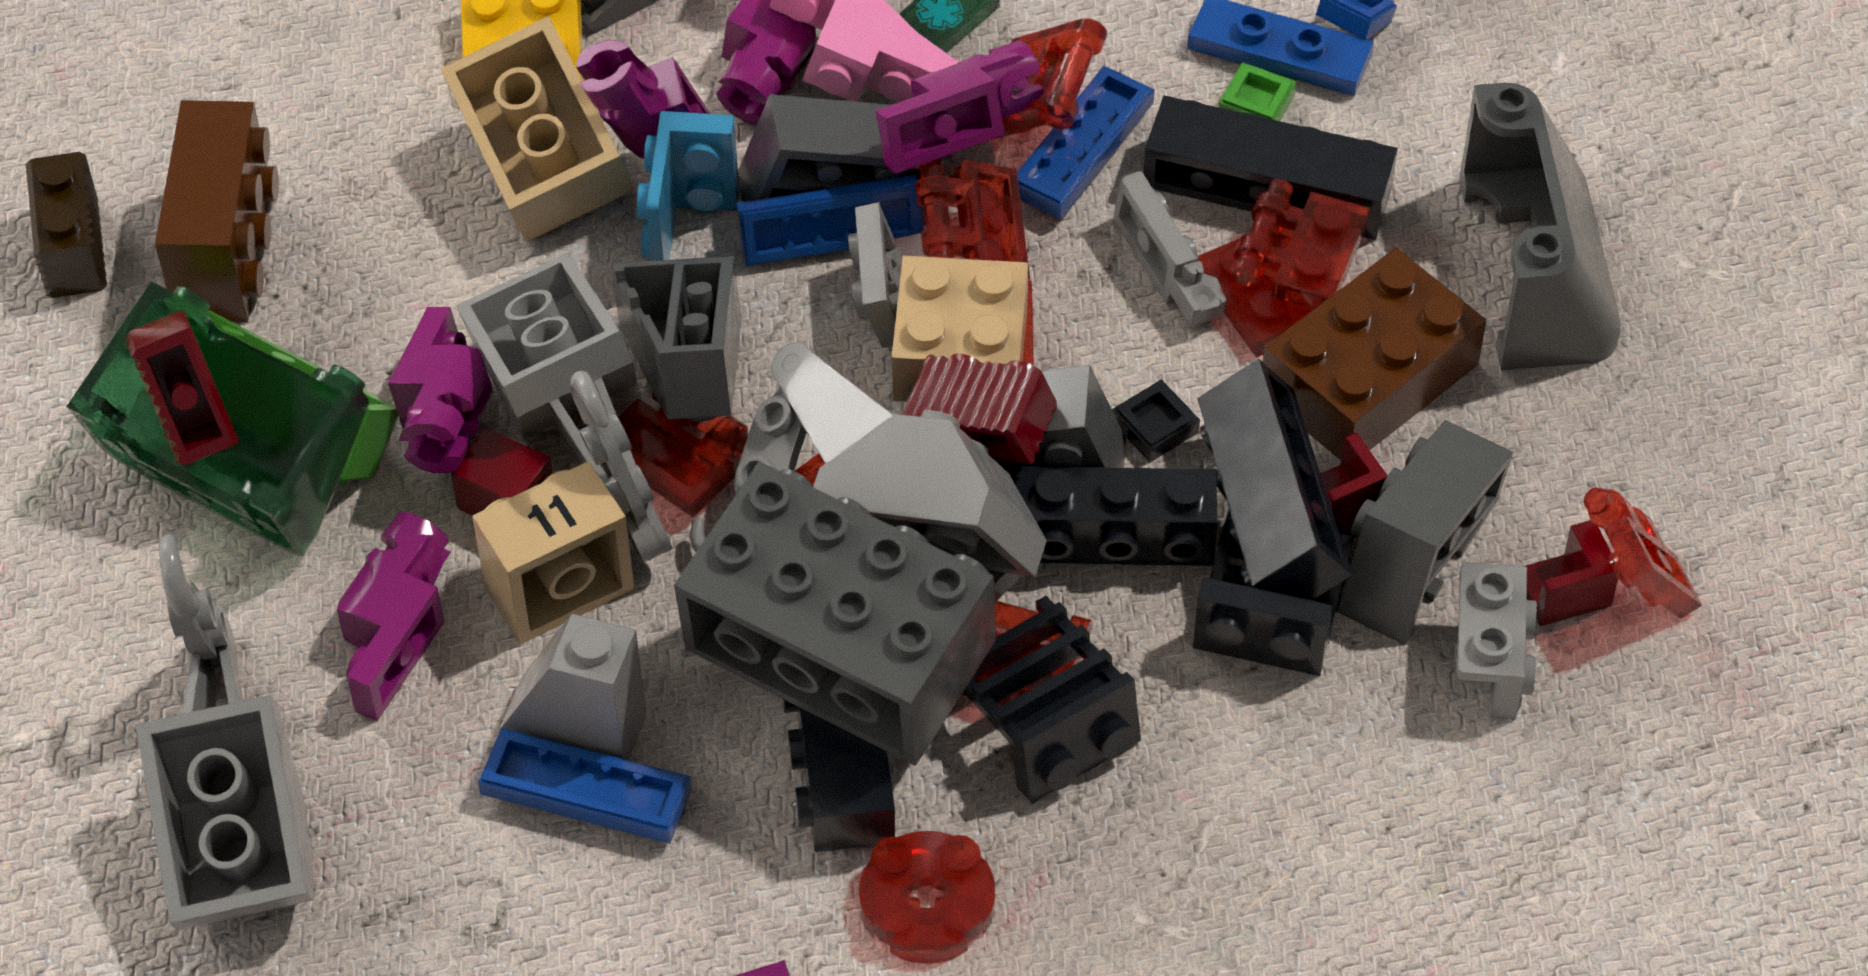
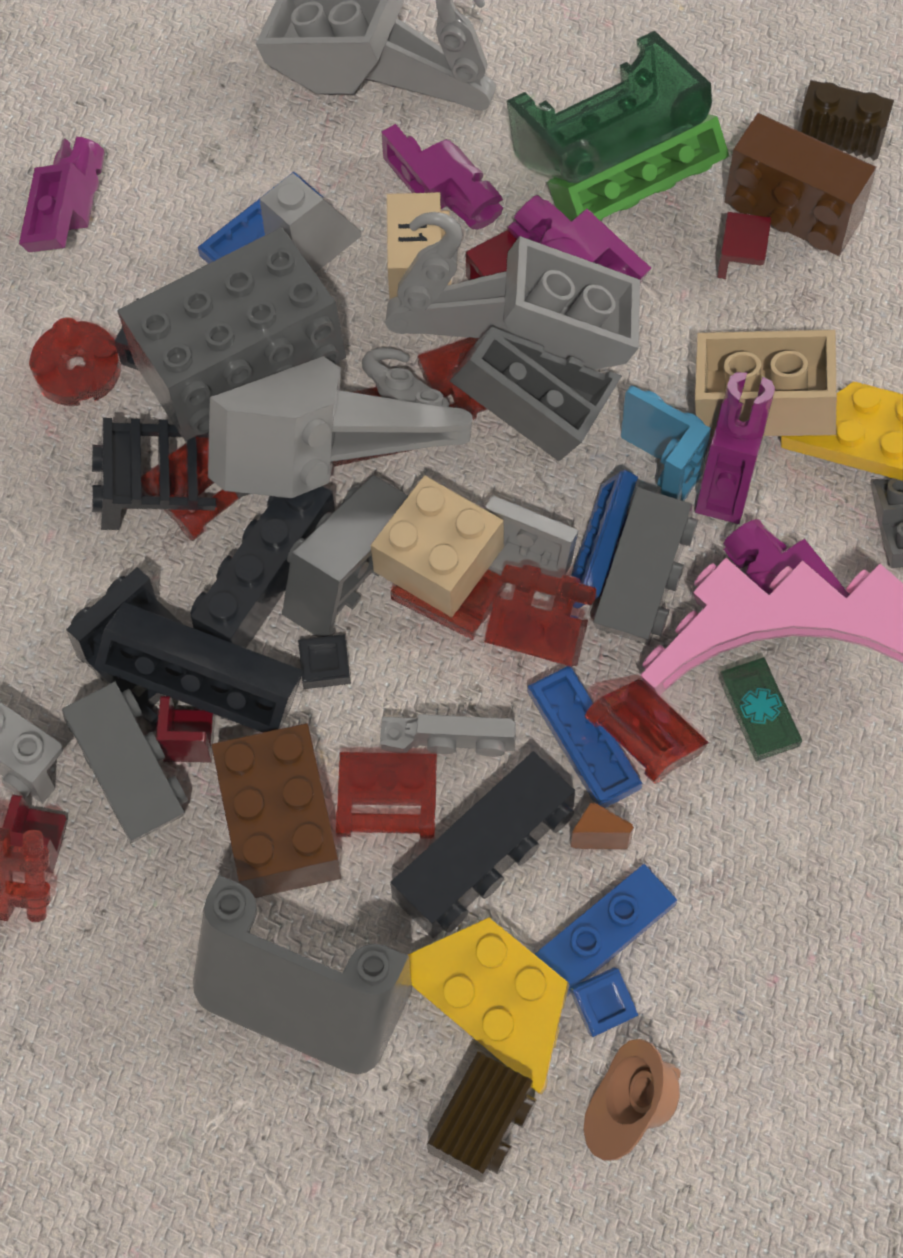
camera: 120 degrees right, 10 degrees up
(181, 388) = (632, 87): dark red brick -> none
(329, 250) = (744, 241): none -> dark red panel
(958, 106) = (620, 625): magenta plate -> none
(995, 404) = (345, 499): dark red brick -> none
(1183, 73) = (601, 830): none -> dark orange slope
(1258, 93) = (563, 885): bright green tile -> none
(1320, 248) = (379, 822): clear red plate -> none
(1417, 94) = (495, 994): none -> yellow wing
(1549, 47) = (481, 1118): none -> dark brown brick

